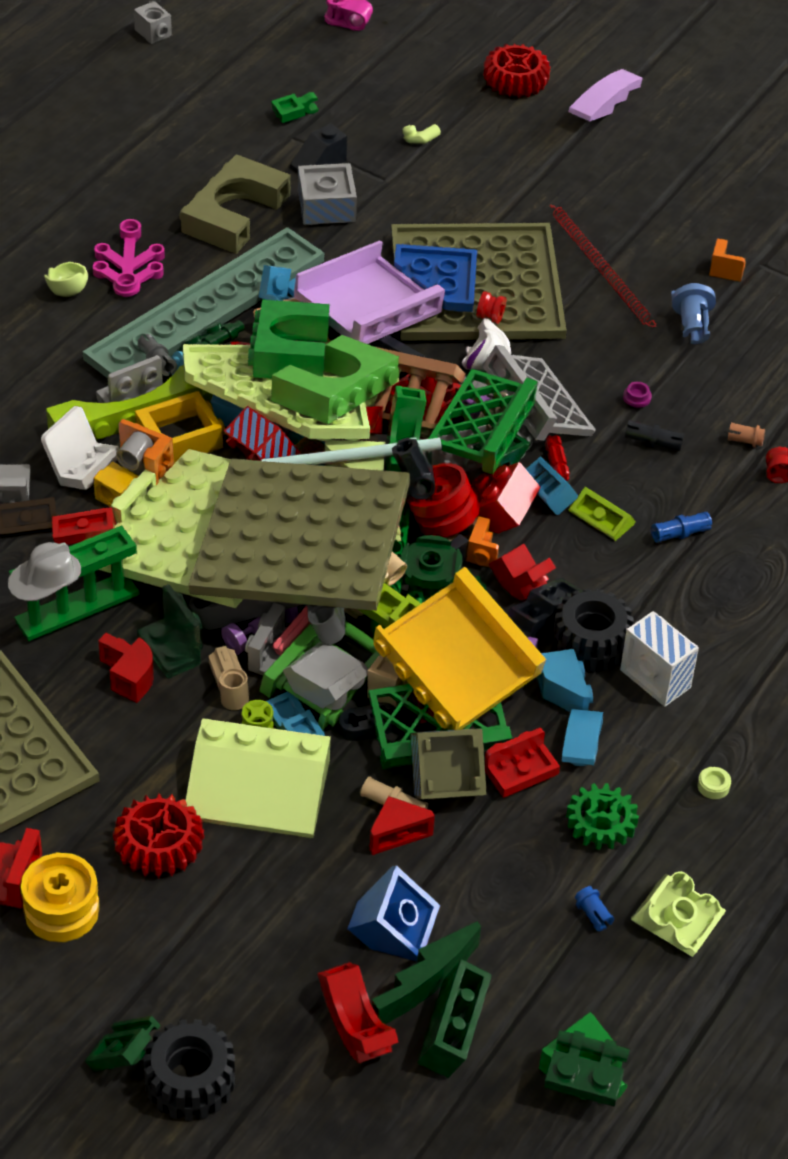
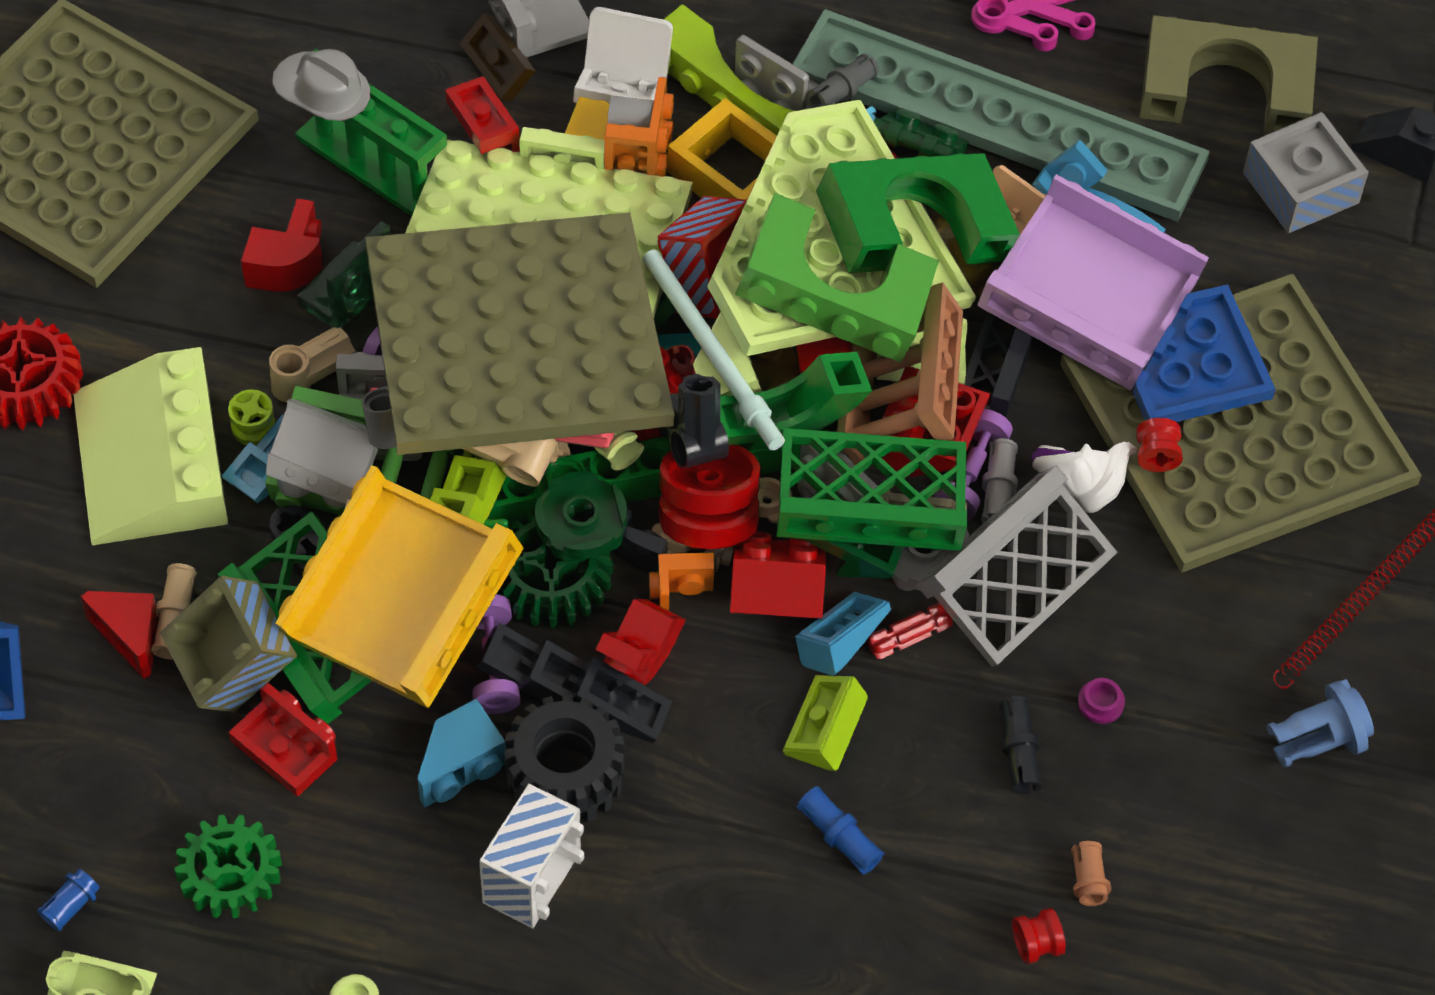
camera: 70 degrees right, 10 degrees up
(582, 737) = (358, 802): dark azure slope -> none

